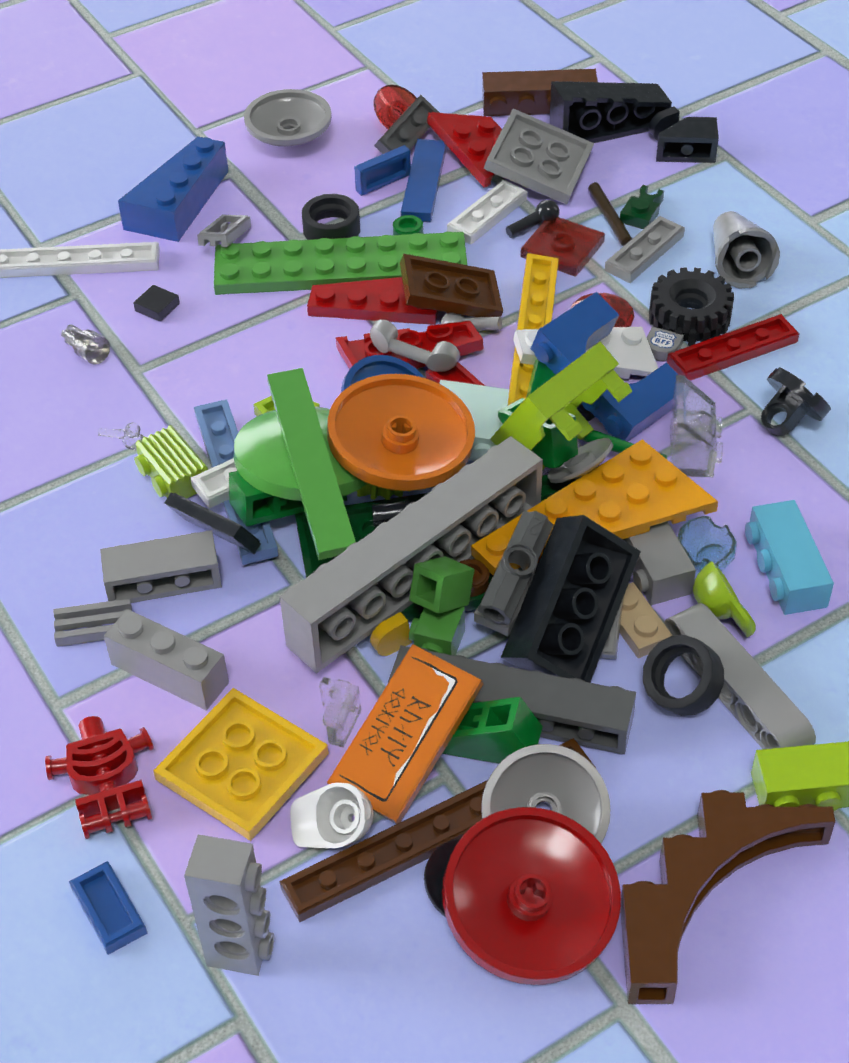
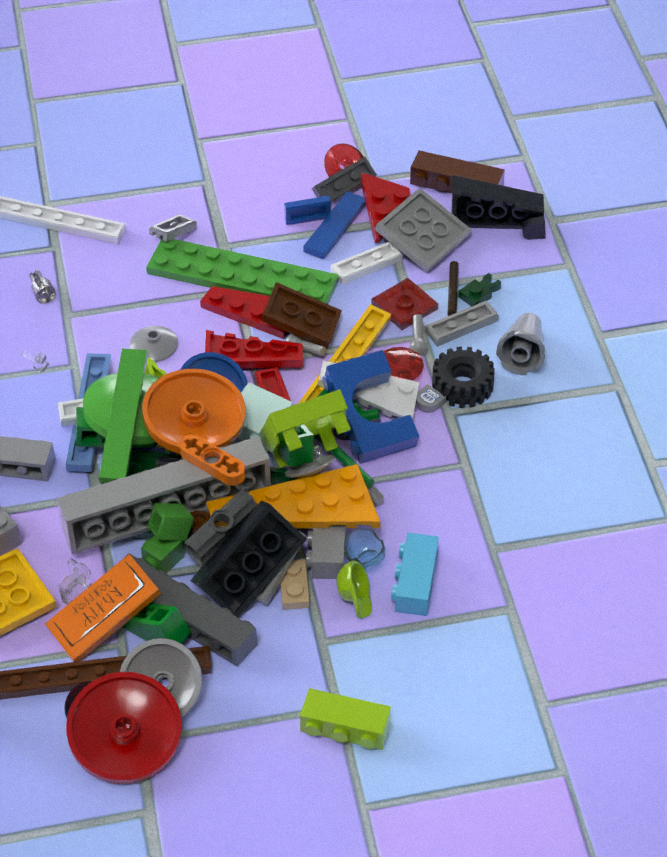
camera: 20 degrees right, 0 degrees up
(156, 303) = (103, 269): black tile -> none
(168, 462) = (53, 387): lime brick -> none
(176, 191) = (156, 187): blue wedge -> none
(212, 521) = (56, 437): black tile -> none
(254, 370) = (157, 340): none -> light grey dish
(287, 117) = (260, 149): light grey dish -> none
(326, 815) = (35, 644): white cap -> none
(330, 206) = (251, 227): black tyre -> none
(391, 635) = (130, 544): yellow tile -> none
(407, 225) = (303, 258): green tile -> none
(441, 359) = (265, 366): light grey bar -> none
(448, 467) = (216, 469): none -> orange beam
(544, 211) = (404, 274): black bar -> none
(606, 283) = (418, 344): none -> light grey bar
(657, 664) = (284, 617): black tyre -> none
(689, 141) = (543, 246): black slope -> none
(690, 868) = (230, 746): reddish brown arch -> none
(694, 431) = (403, 467): clear slope -> none
(733, 347) = (477, 416): red tile -> none
(747, 688) = (332, 641): light grey beam -> none
(792, 399) = (486, 468): black tile -> none

